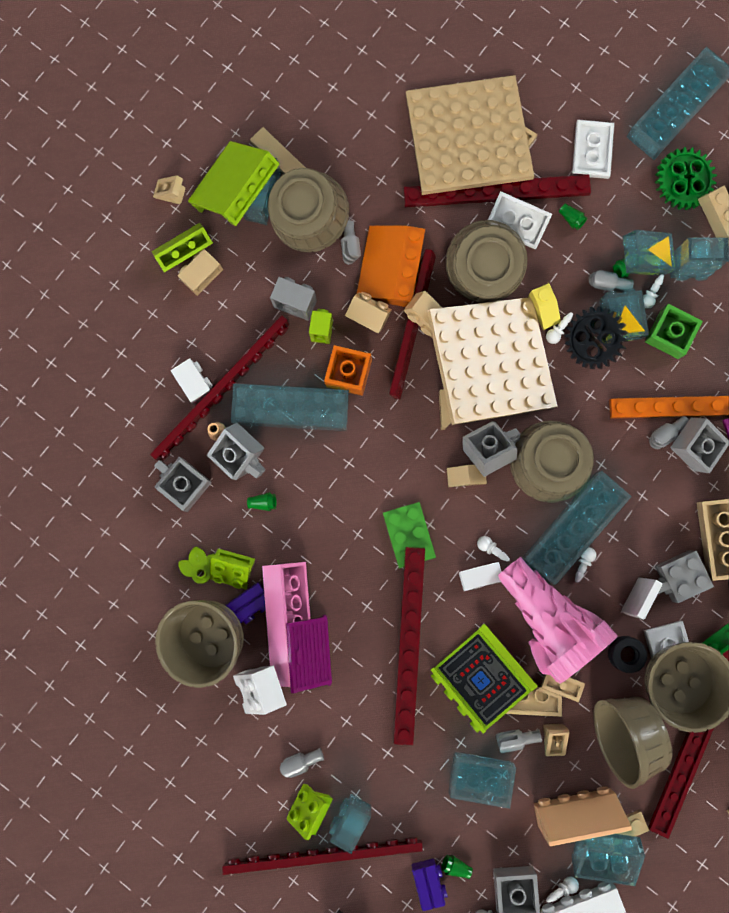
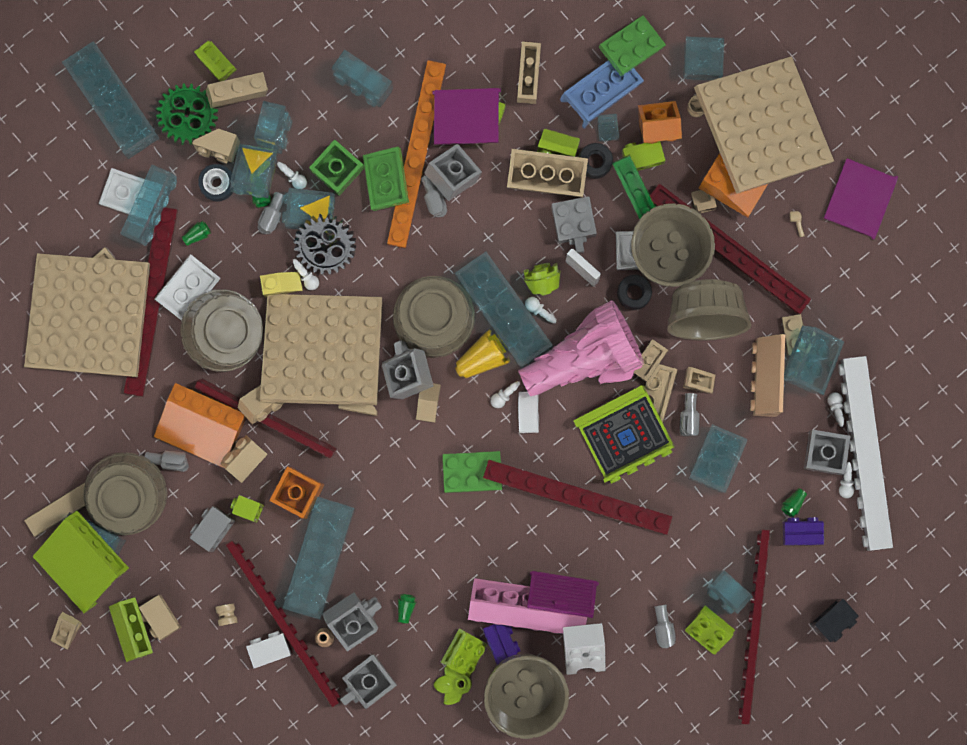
camera: 80 degrees left, 0 degrees up
(216, 333) = (226, 614): none -> tan wheel
(524, 517) = (482, 356): none -> yellow cone
(589, 163) = (149, 205): none -> clear light blue brick
(617, 559) = (542, 278): none -> lime cone
(629, 213) = (208, 175): none -> wheel
(665, 211) = (218, 144): none -> tan slope
(675, 381) = (386, 178): none -> bright green plate

